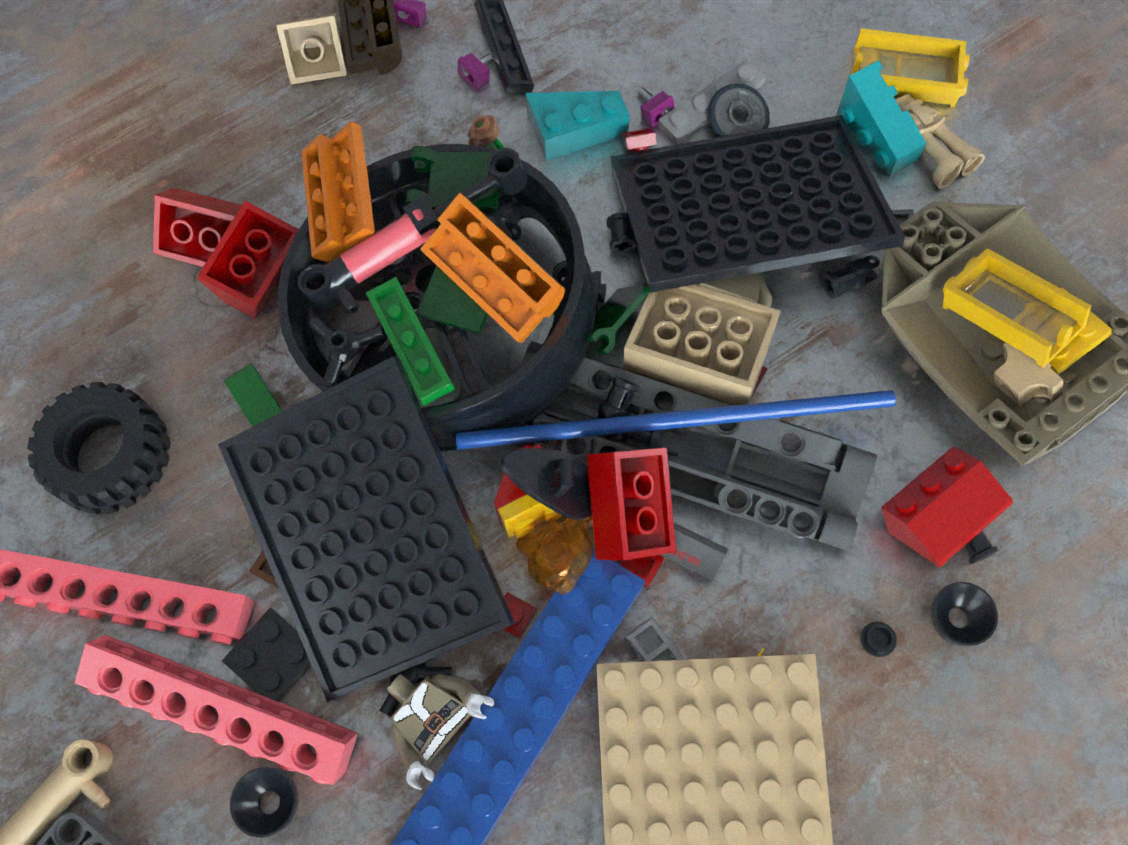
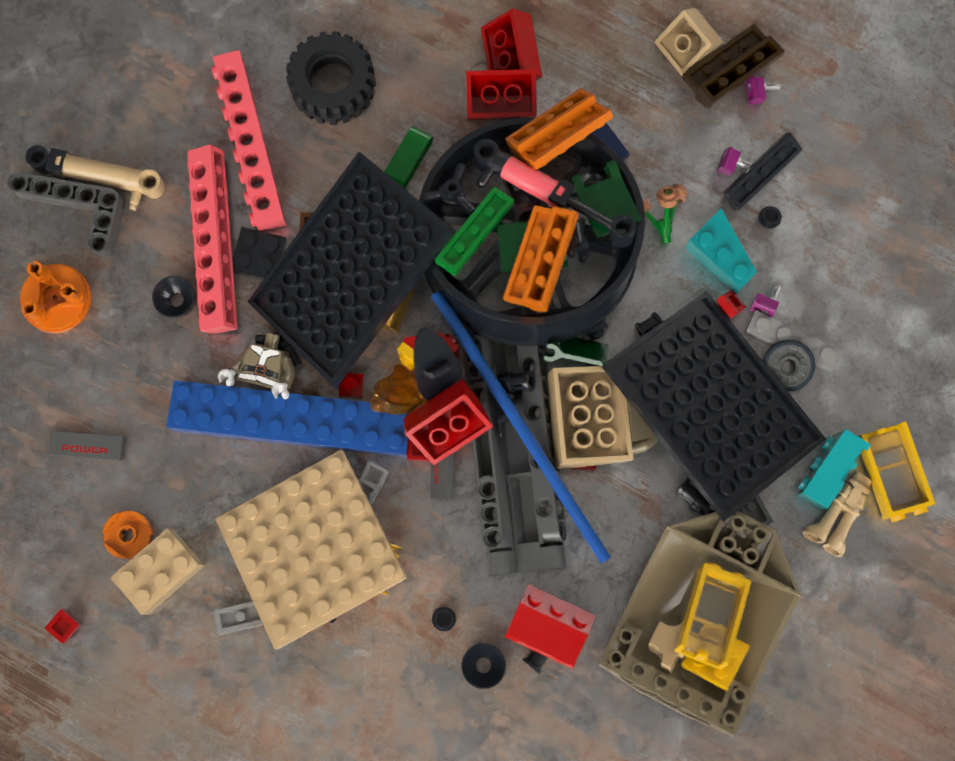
camera: 60 degrees right, 10 degrees up
(559, 60) = (769, 217): none -> black plate

